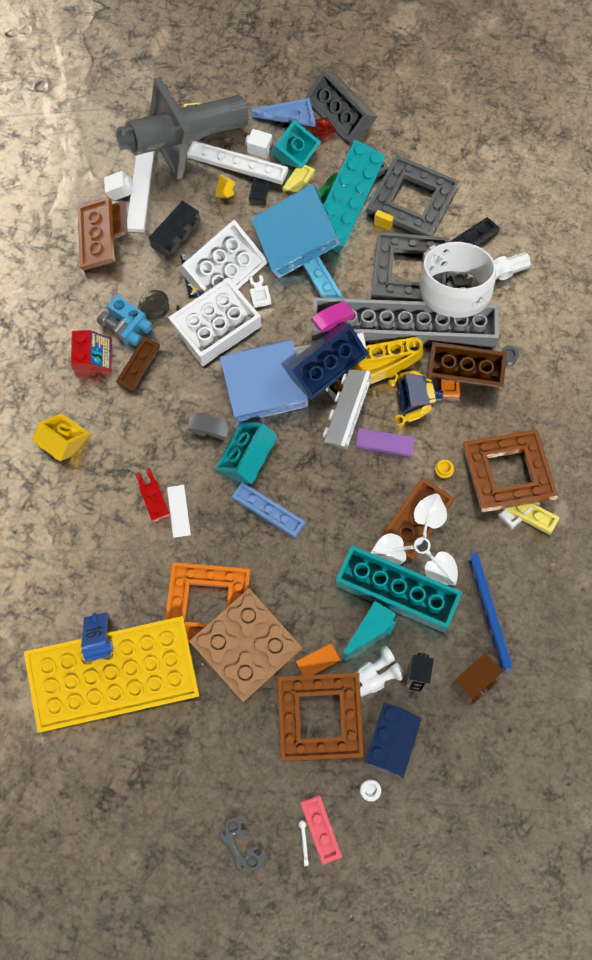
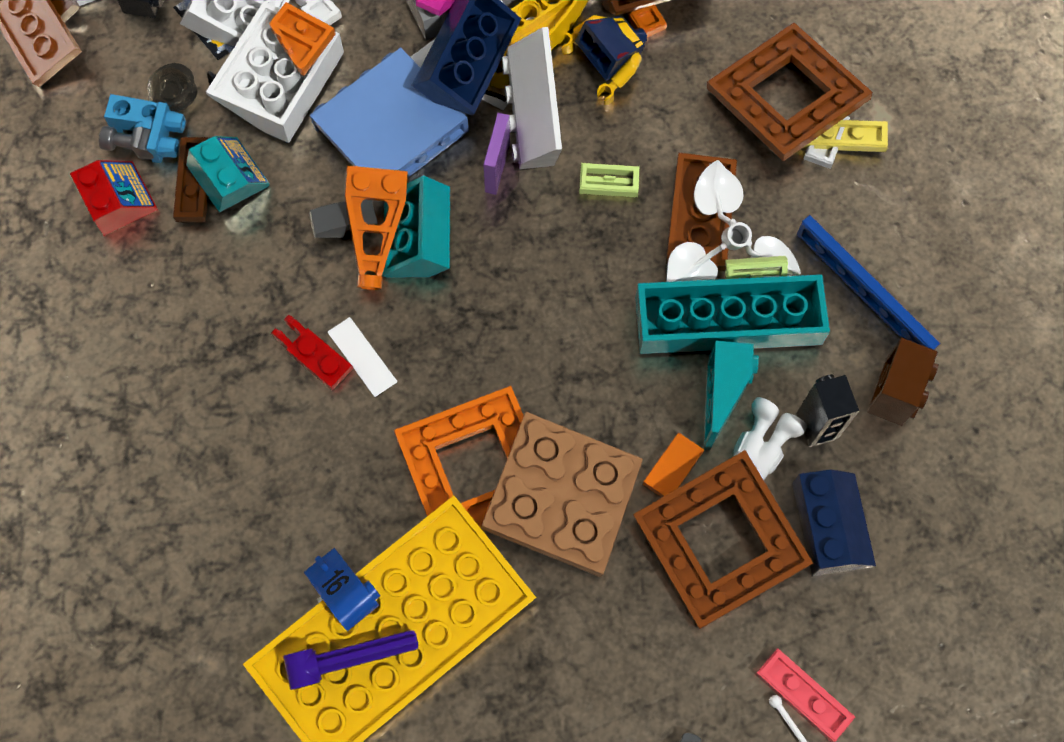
camera: 30 degrees left, 0 degrees up
(56, 670) = (306, 666): none -> dark purple axle
(60, 436) = (129, 332): yellow slope -> none
(158, 368) = (225, 171): none -> teal slope
(233, 415) = (381, 186): none -> orange plate
(236, 309) = (301, 36): none -> orange wing
(268, 510) = (490, 295): medium blue tile -> none
(313, 429) = (497, 153): none -> medium lavender tile
(356, 472) = (609, 184): none -> yellowish green tile
(370, 790) = (841, 606): white tile -> none
(385, 442) = (602, 130): medium lavender tile -> none
(428, 569) = (779, 263): none -> yellowish green tile
(444, 469) = (700, 129): yellow plate -> none

